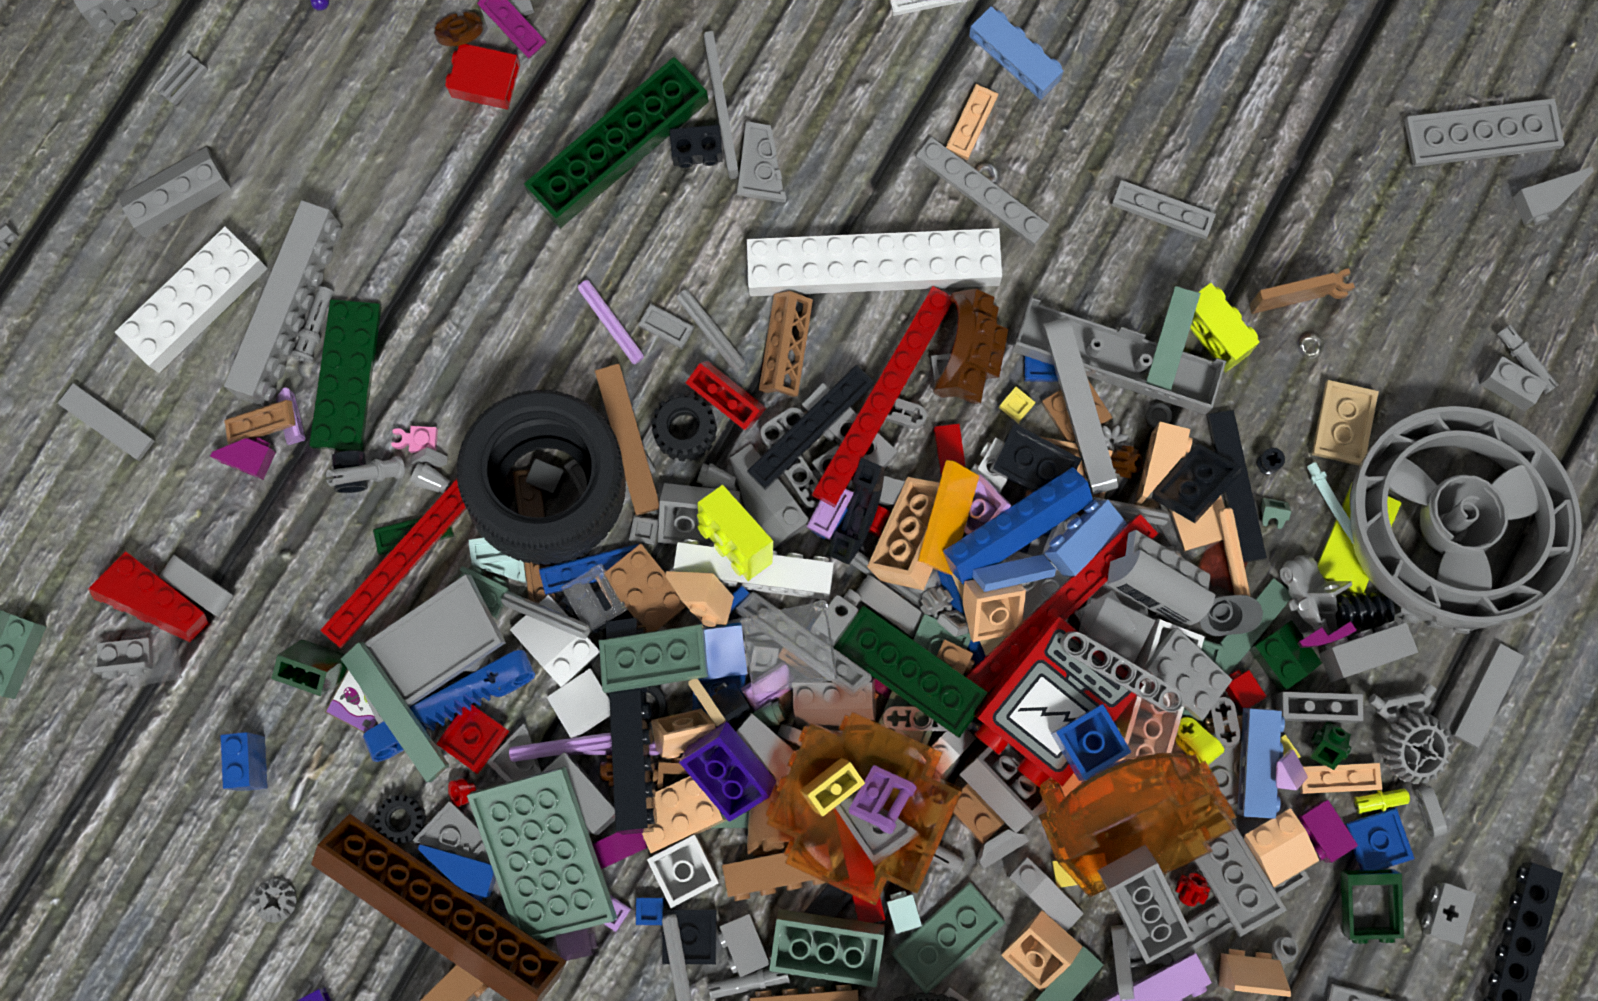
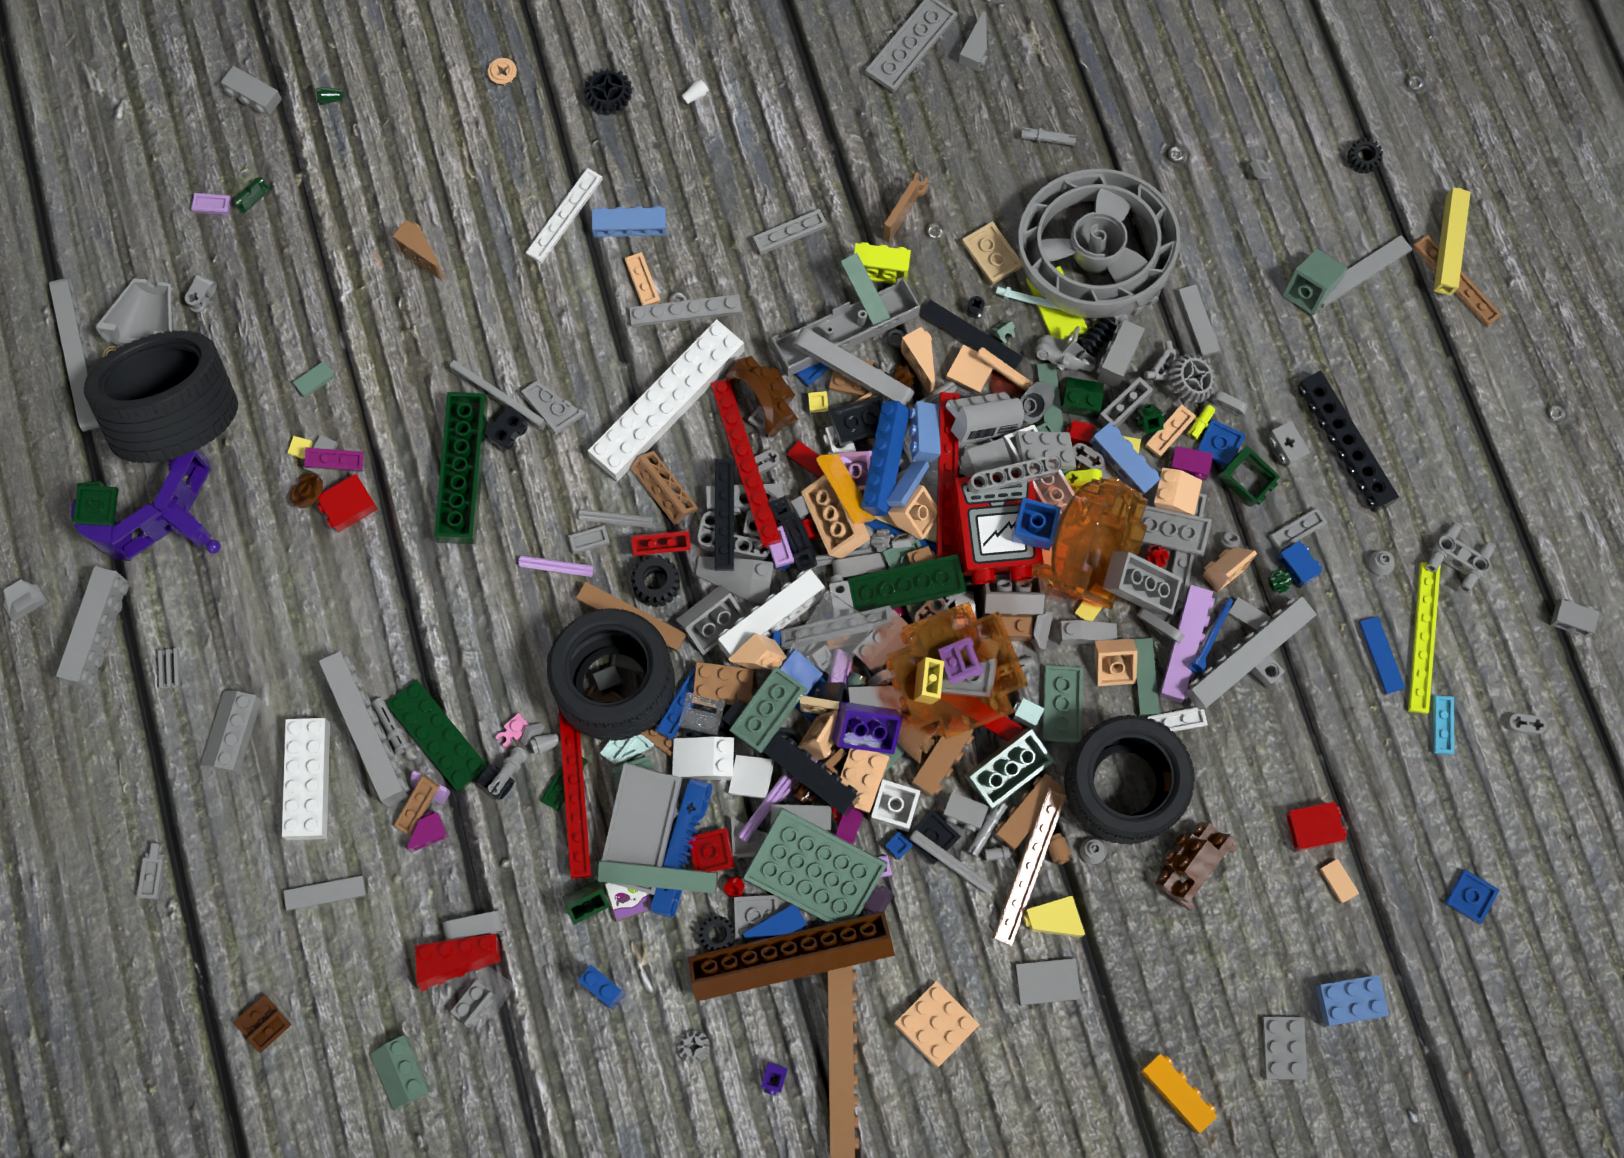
camera: 50 degrees left, 5 degrees down
(546, 615) = (685, 748): light grey axle -> none
(644, 530) = (689, 656): light grey tile -> none
(713, 477) = (698, 591): light grey cone -> none
(734, 533) = (745, 601): neon yellow brick -> none
(1196, 483) = (951, 352): black plate -> none
(1290, 772) = (1144, 449): lavender slope -> none
(1320, 637) = (1091, 368): magenta slope -> none
(1513, 383) = (1054, 154): light grey brick -> none

